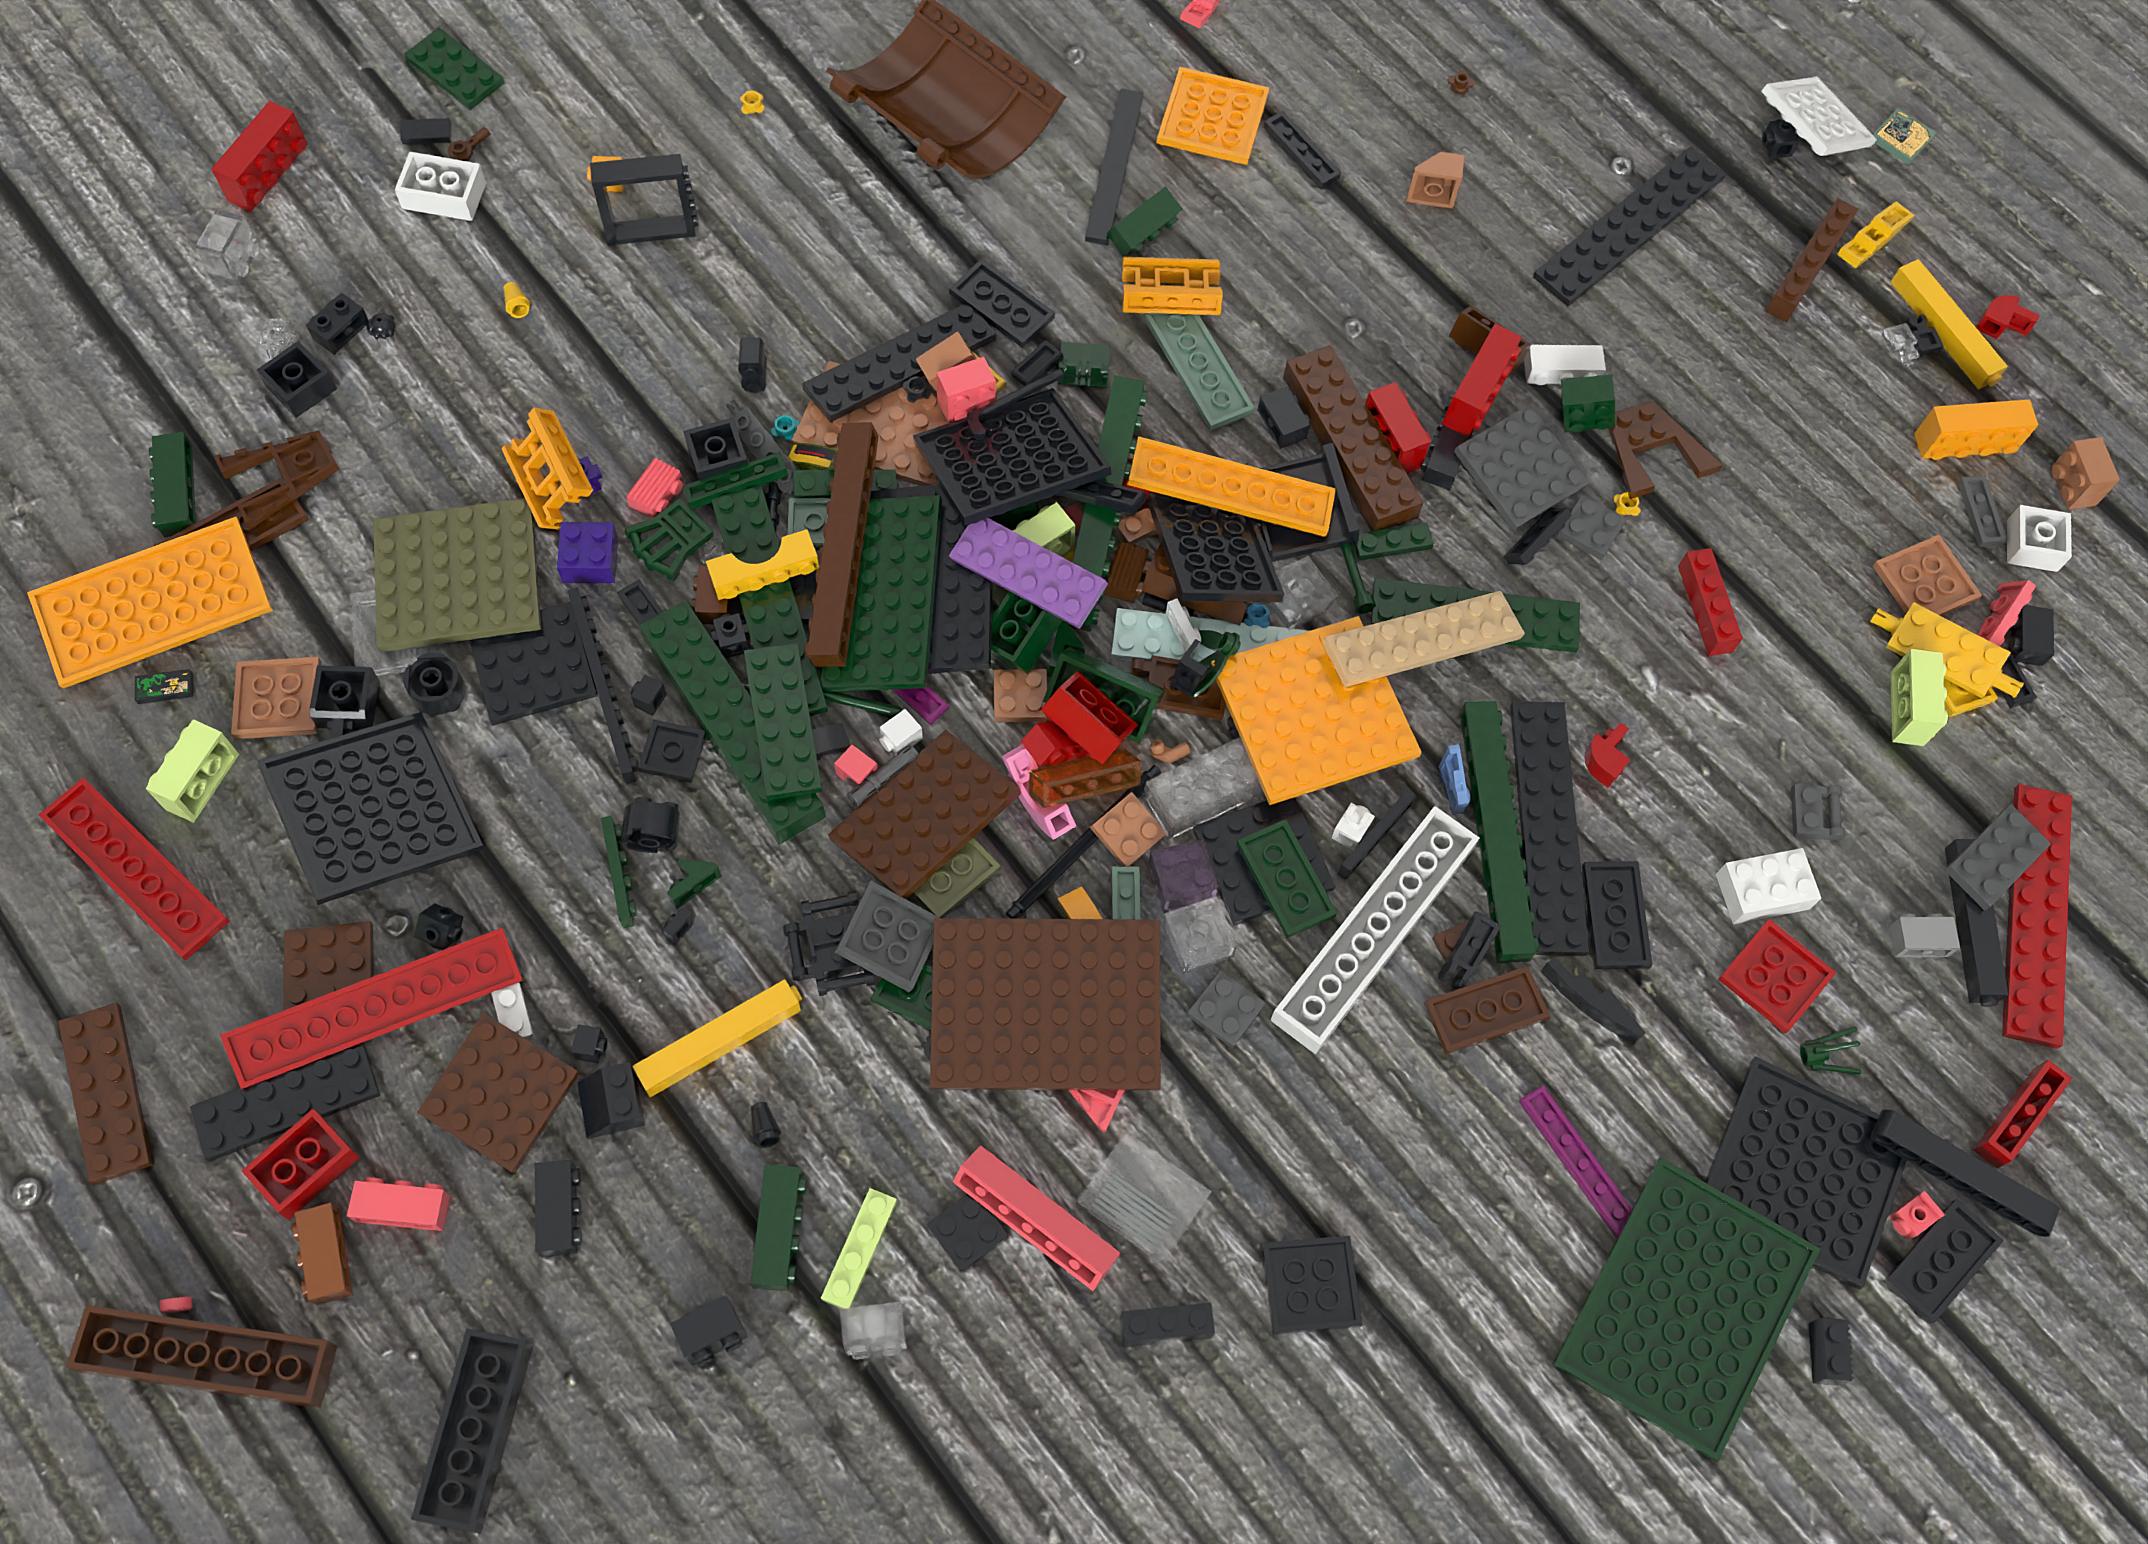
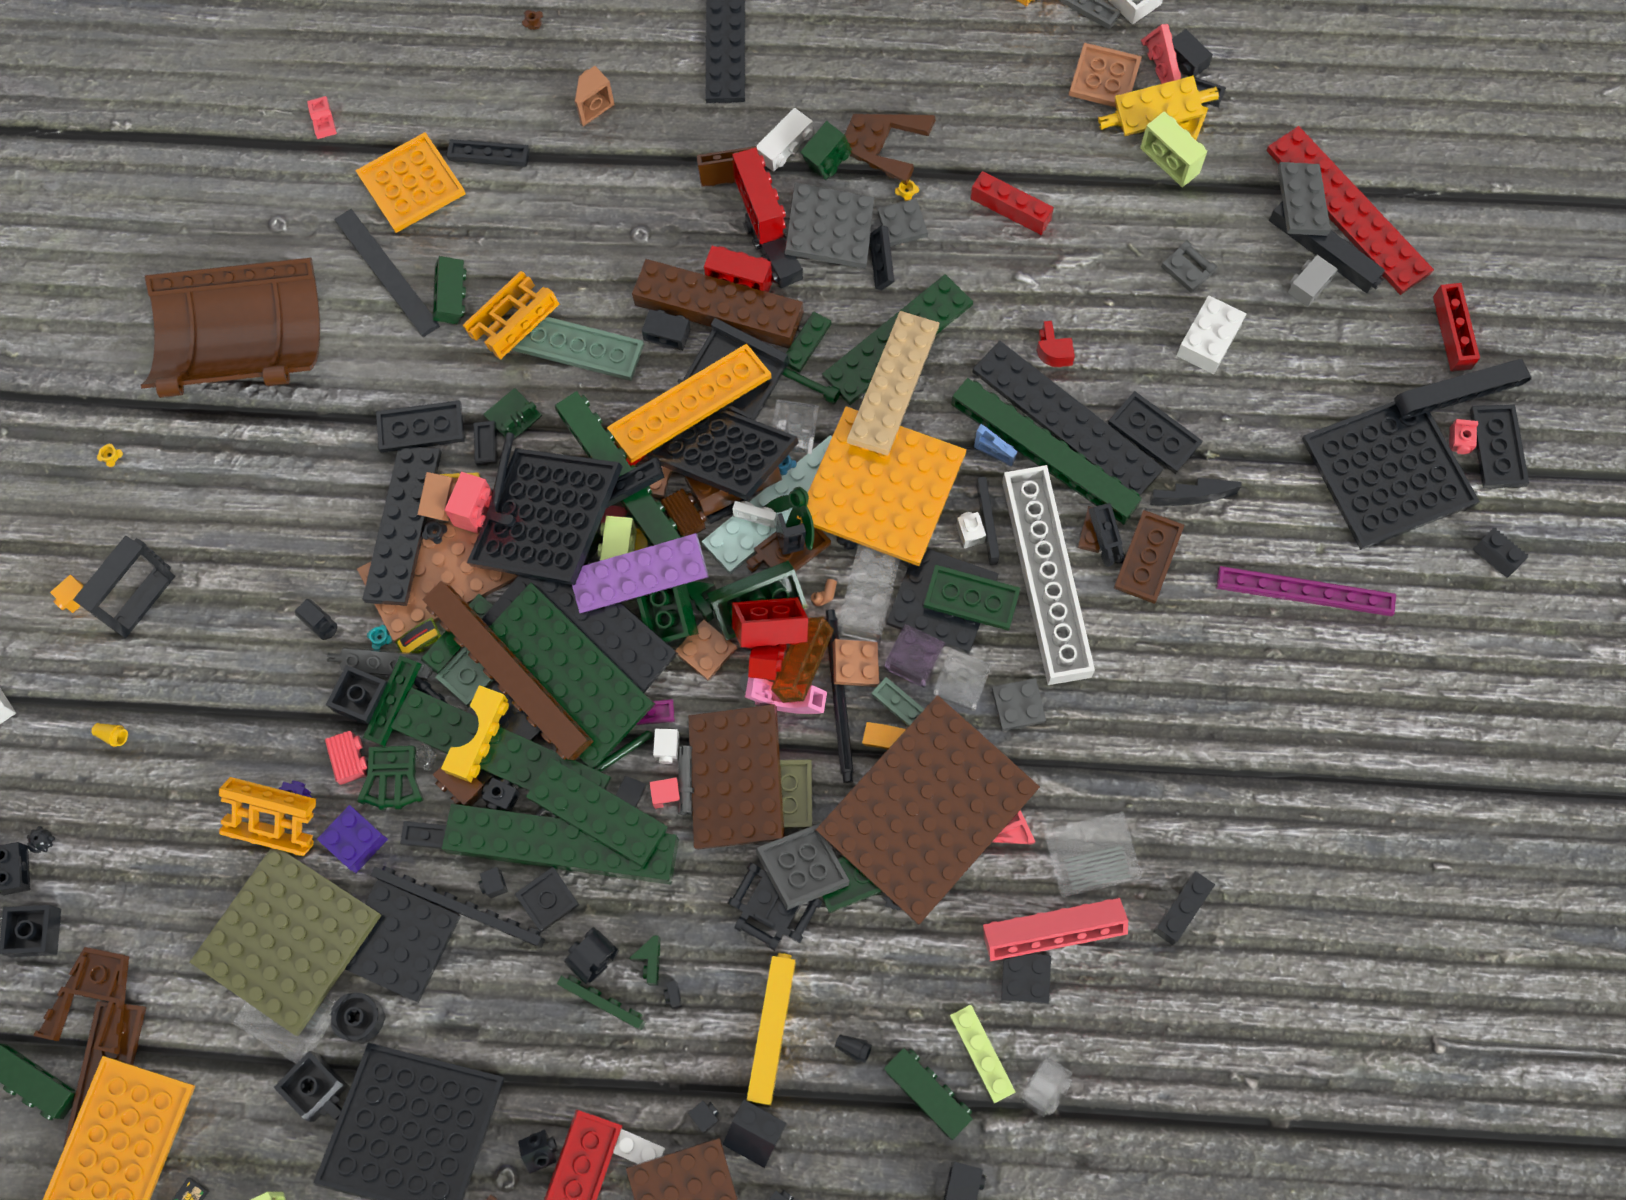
camera: 40 degrees left, 5 degrees up
(273, 697) = (265, 1133): nougat plate -> none
(1311, 1285) = (1228, 803): black plate -> none
(1687, 1308) = (1414, 606): dark green plate -> none
(1777, 976) = (1266, 380): red plate -> none
(1814, 1052) = (1328, 402): dark green plant -> none

